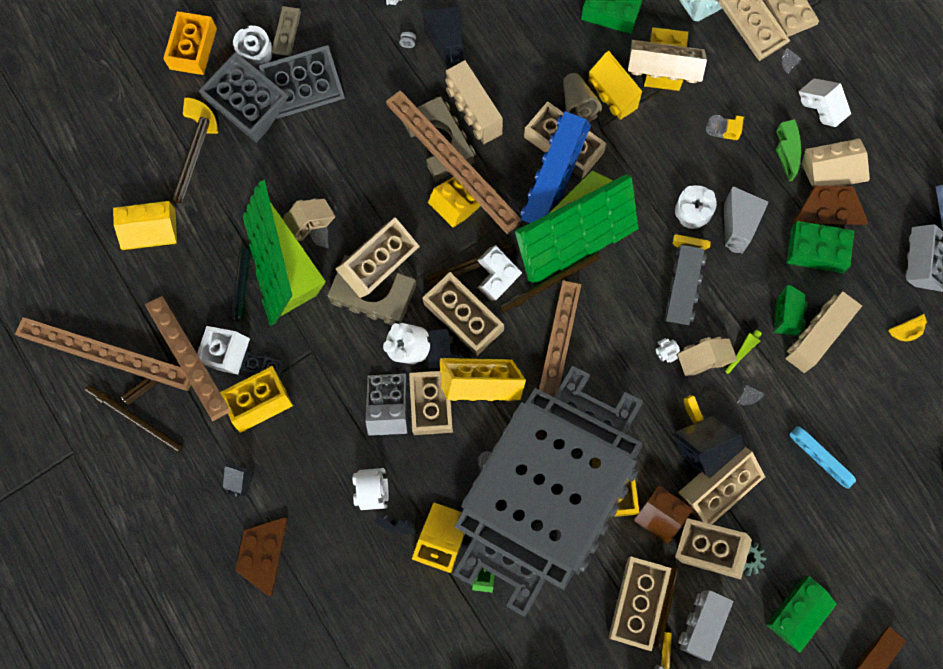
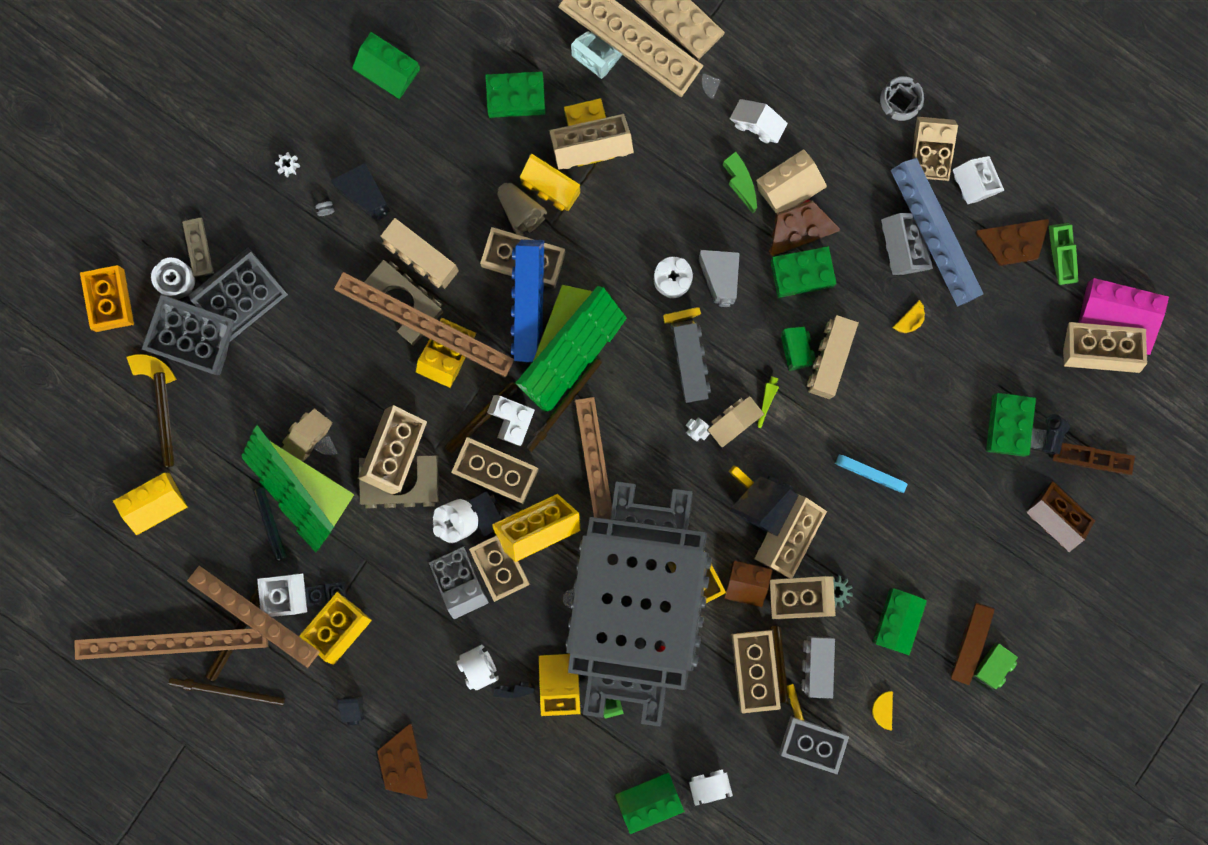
camera: 30 degrees left, 10 degrees up
(725, 128) = (674, 183): leg -> none
(750, 396) = (787, 441): clear tile -> none

